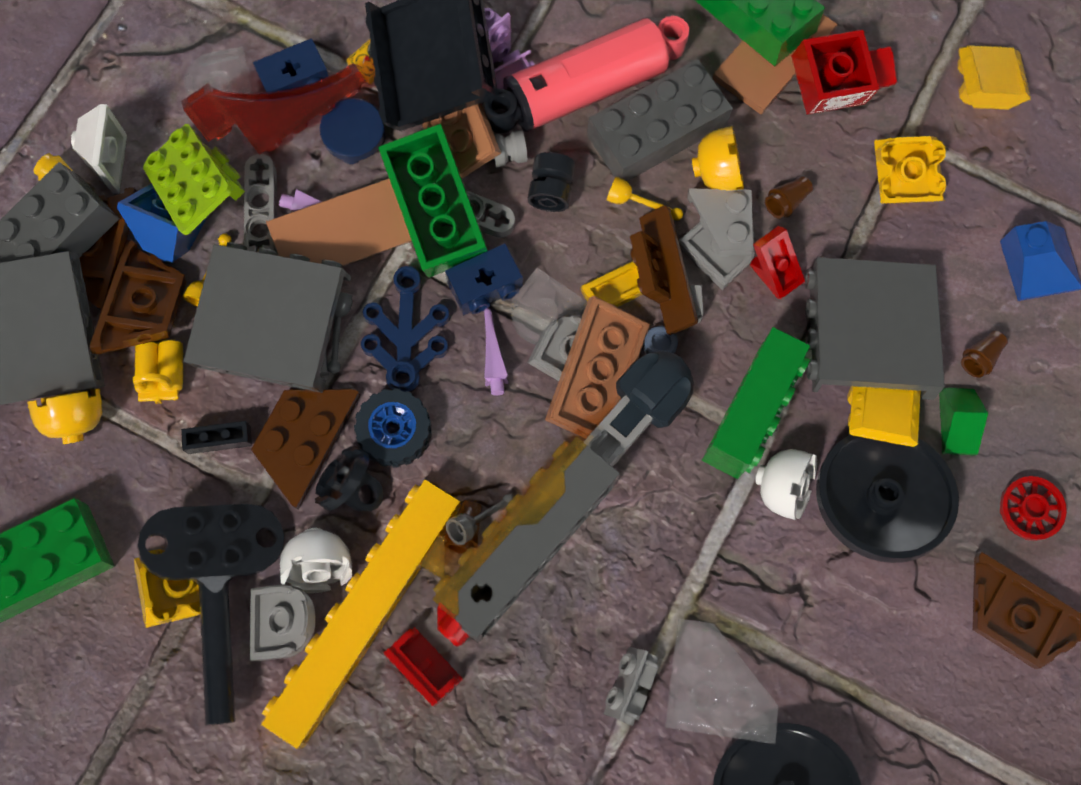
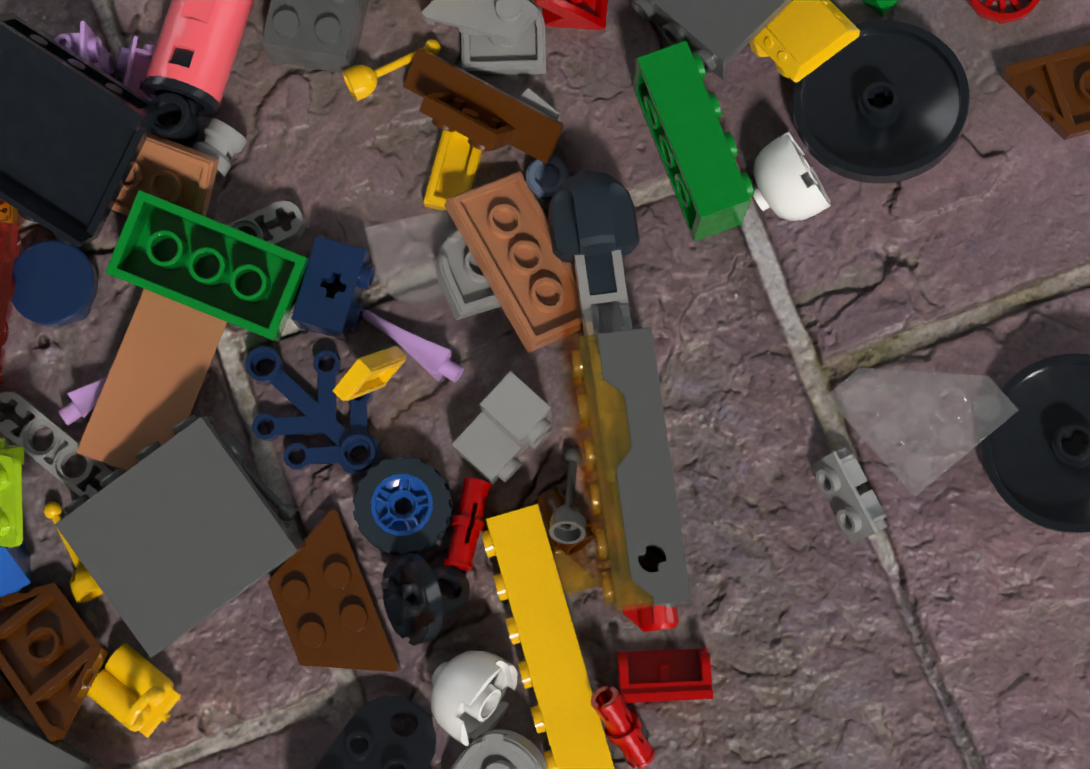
camera: 40 degrees left, 5 degrees up
(216, 437) = (257, 689): black piece -> none
(370, 666) = (622, 727): none -> red pin
(436, 463) = (467, 524): none -> red pin
(451, 340) = (370, 373): none -> yellow tile
(486, 445) = (505, 428): none -> light grey brick
(551, 181) = (287, 131): black wheel -> none

